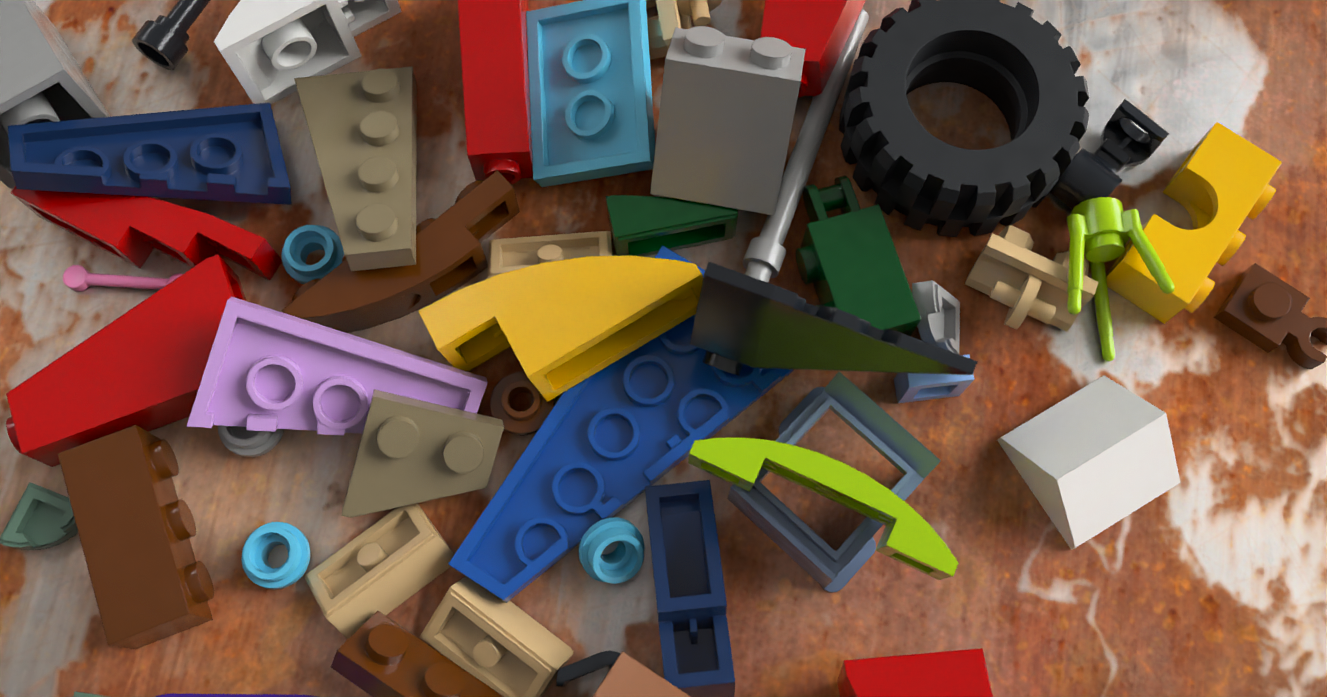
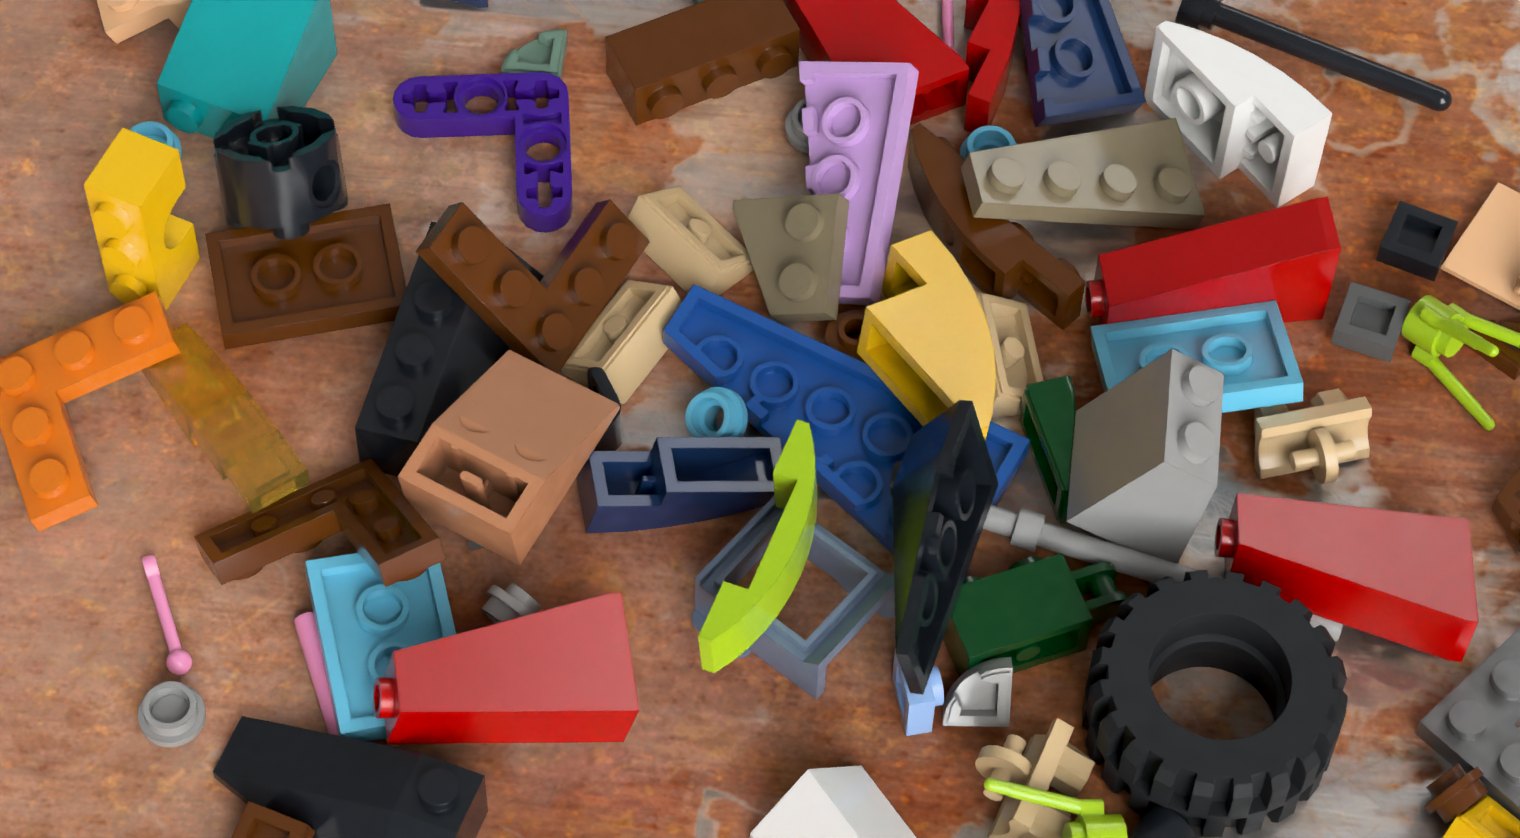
camera: 85 degrees right, 15 degrees down
(257, 550) = (695, 145): medium azure plate -> none

